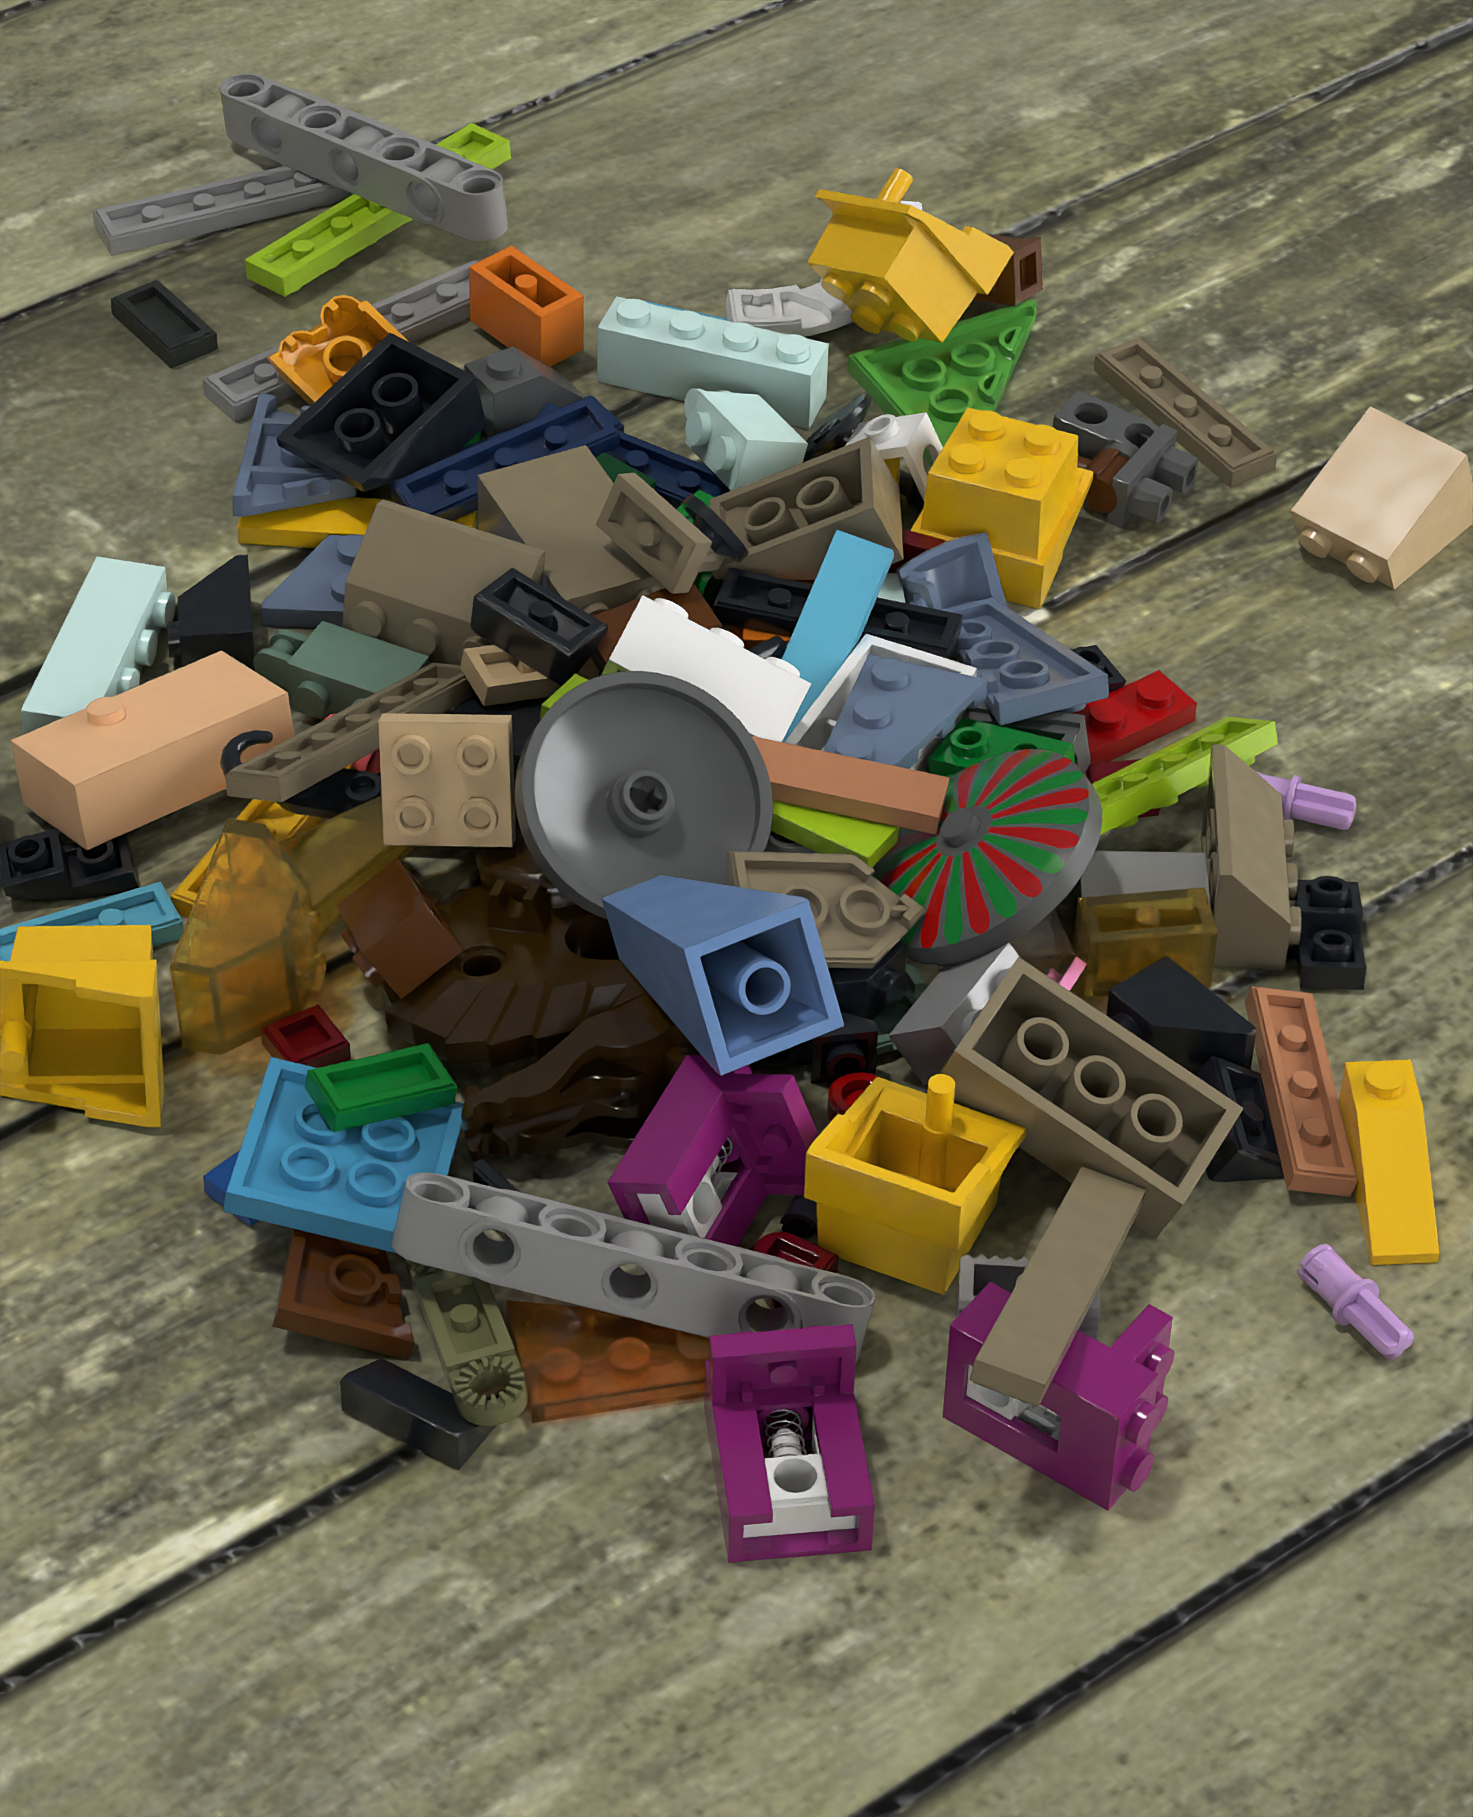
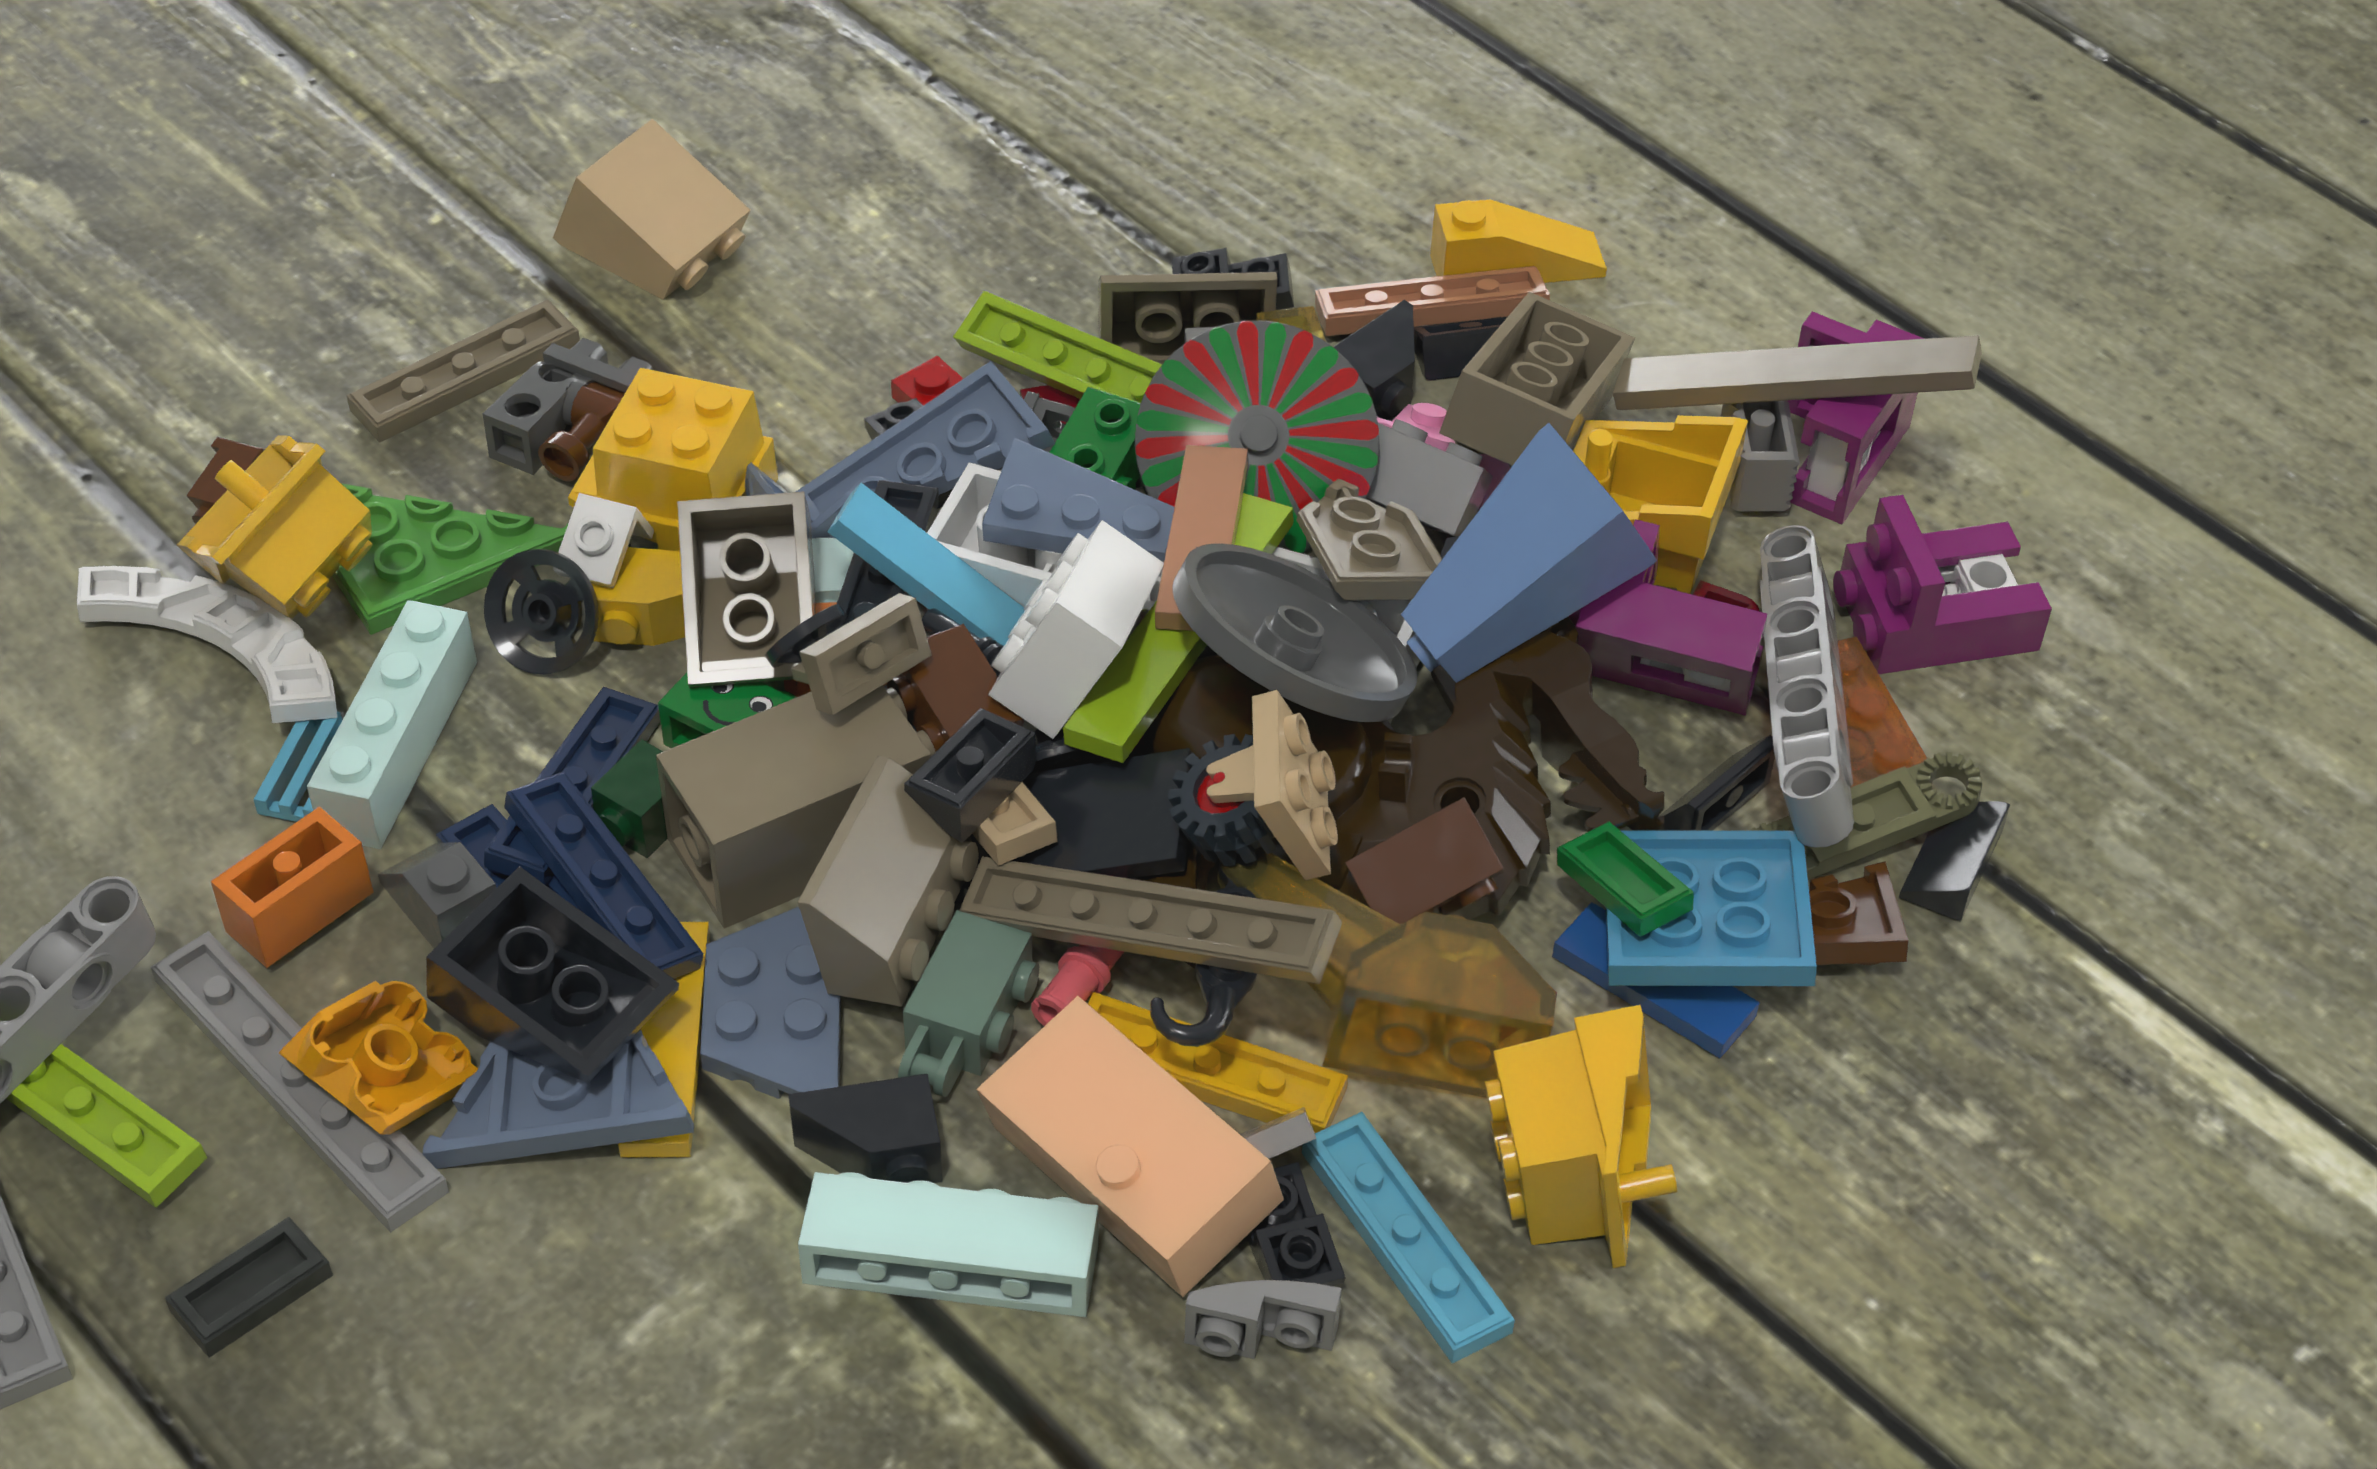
camera: 95 degrees left, 5 degrees up
(154, 851) = (1281, 1133): none -> light grey tile
(740, 436) = (546, 684): light aqua brick -> none
(1313, 803) = (1064, 295): lavender axle -> none
(1354, 1301) = (1665, 275): lavender axle -> none

